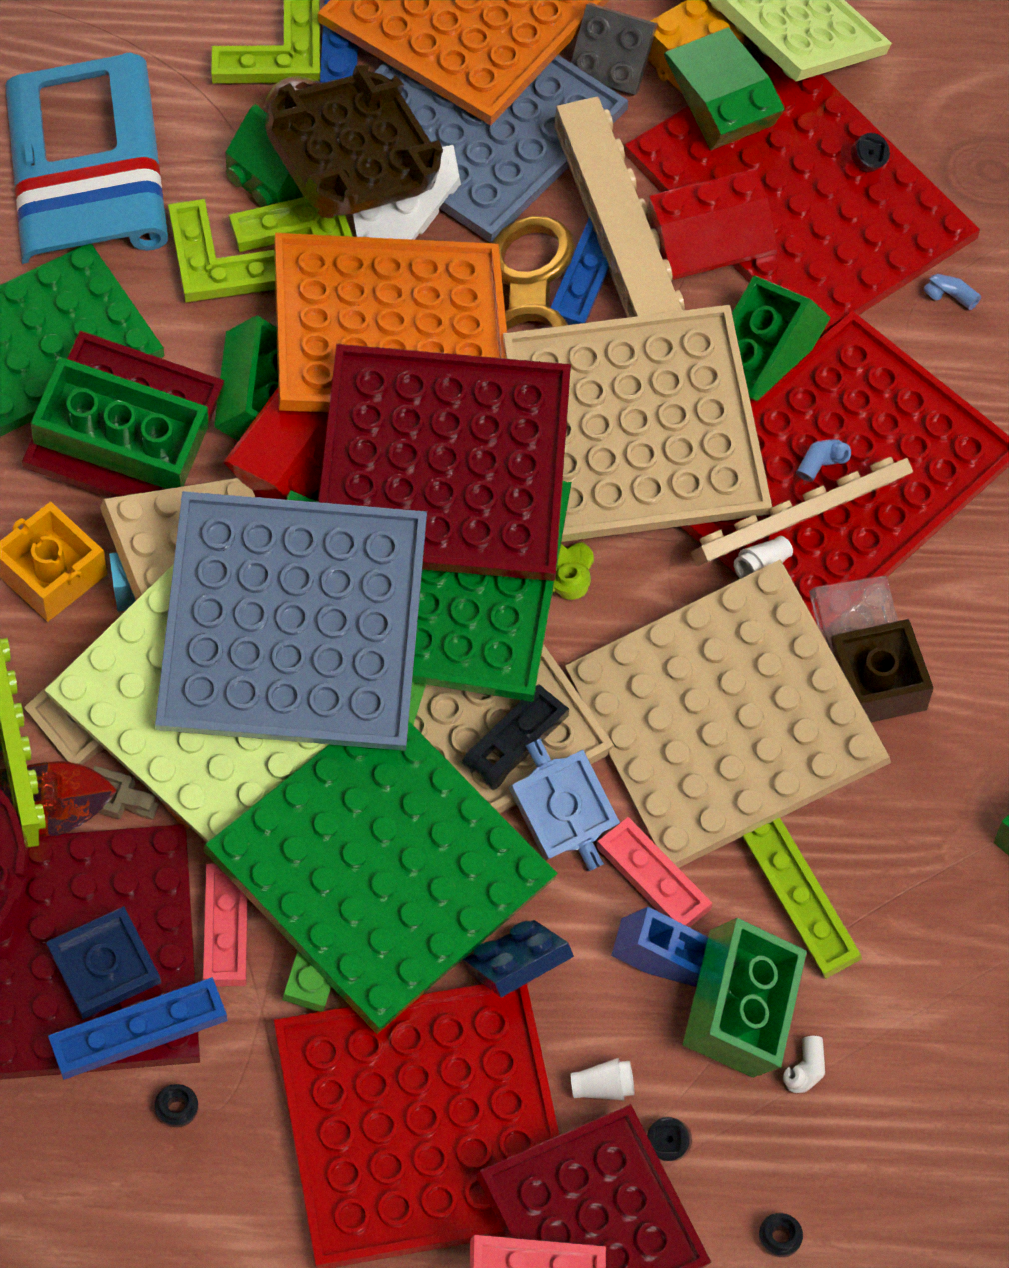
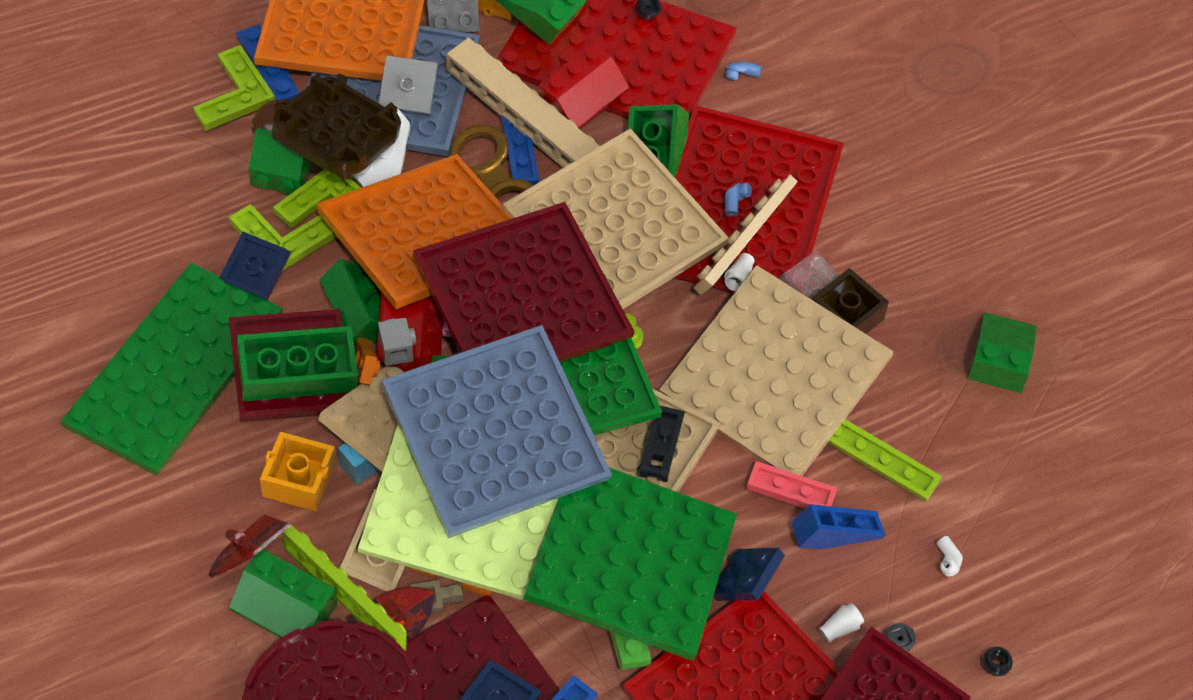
camera: 30 degrees left, 5 degrees down
(91, 194) = (168, 235): dark azure piece -> none
(158, 280) = (255, 265): none -> dark blue plate
(209, 458) = (366, 360): none -> orange plate
(225, 930) = (554, 643): coral plate -> none
(252, 451) = (396, 341): none -> light grey brick
(486, 127) = (408, 84): none -> light grey plate
(564, 805) = (715, 471): medium blue plate -> none
(745, 998) = (895, 532): green brick -> none

